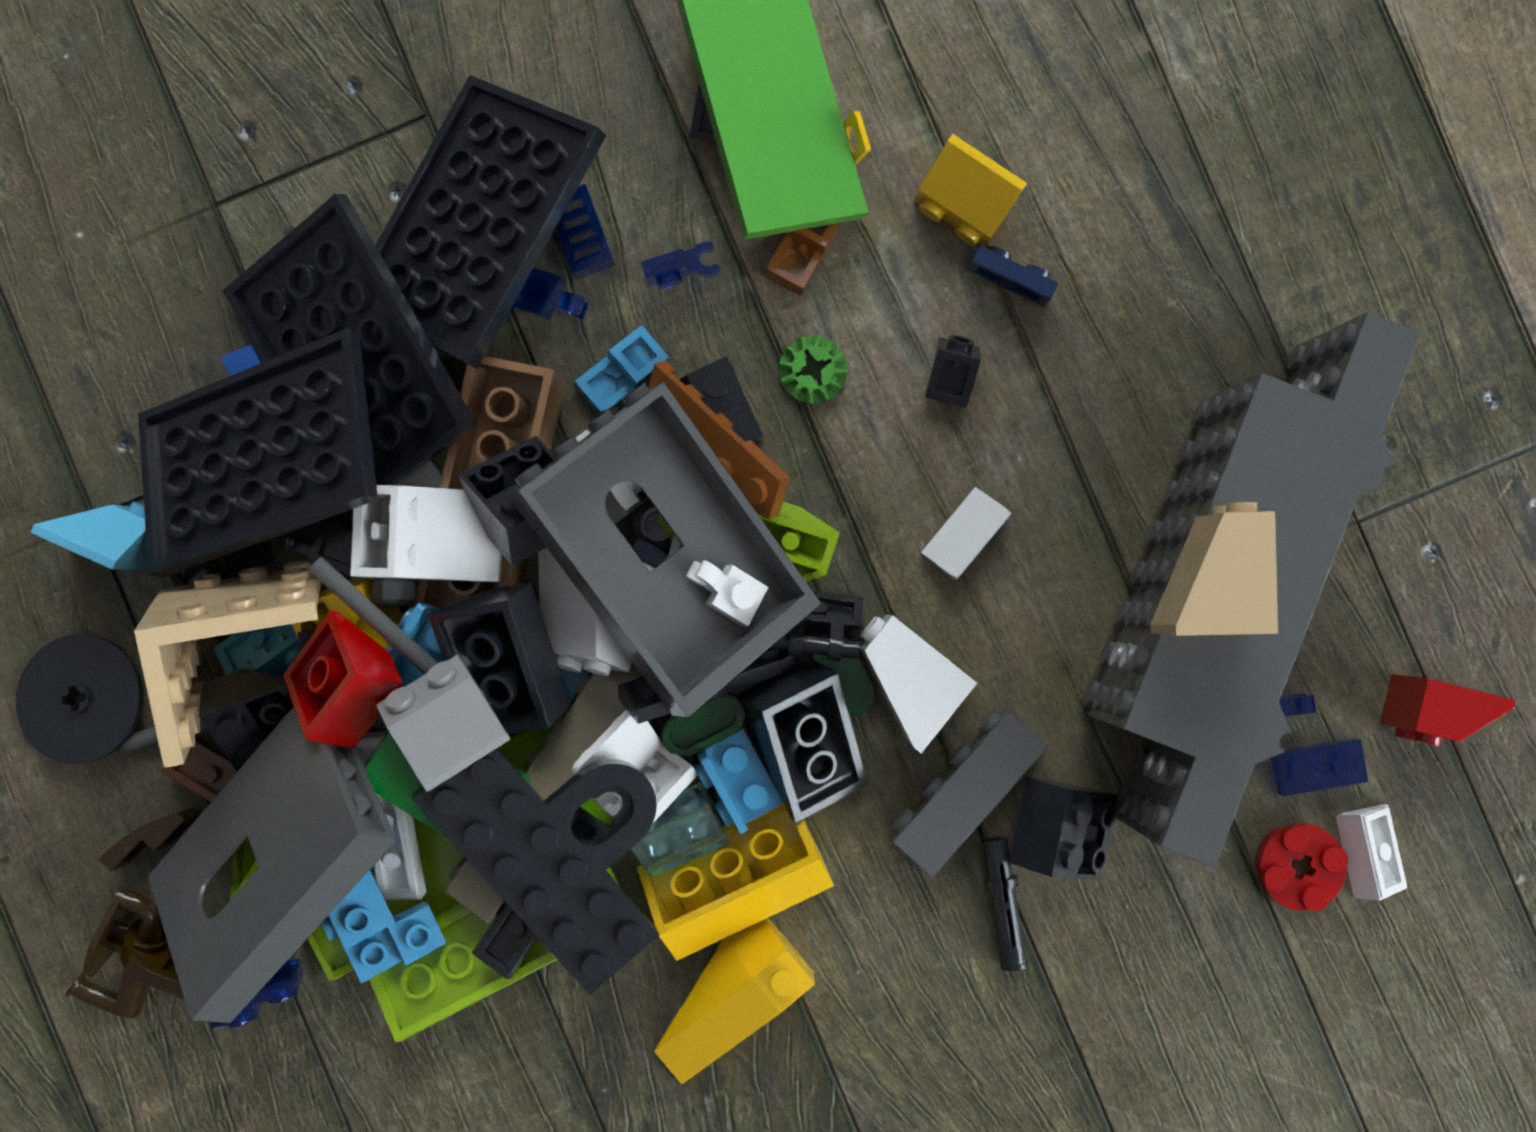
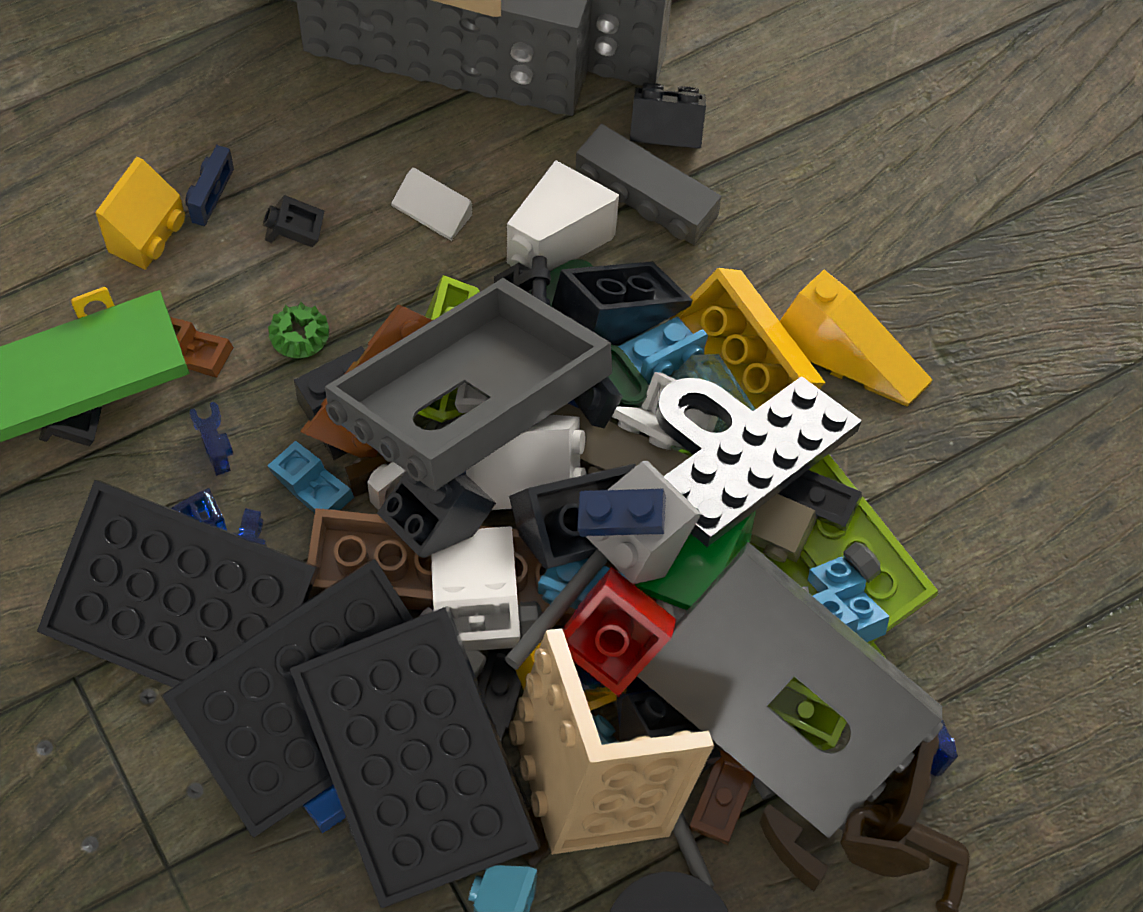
camera: 100 degrees left, 25 degrees down
(432, 965) = (863, 561): none -> dark grey tile
(439, 702) = (621, 512): none -> dark blue plate
(732, 590) = (498, 342): white plate -> none
(1002, 884) = (723, 156): black pin -> none

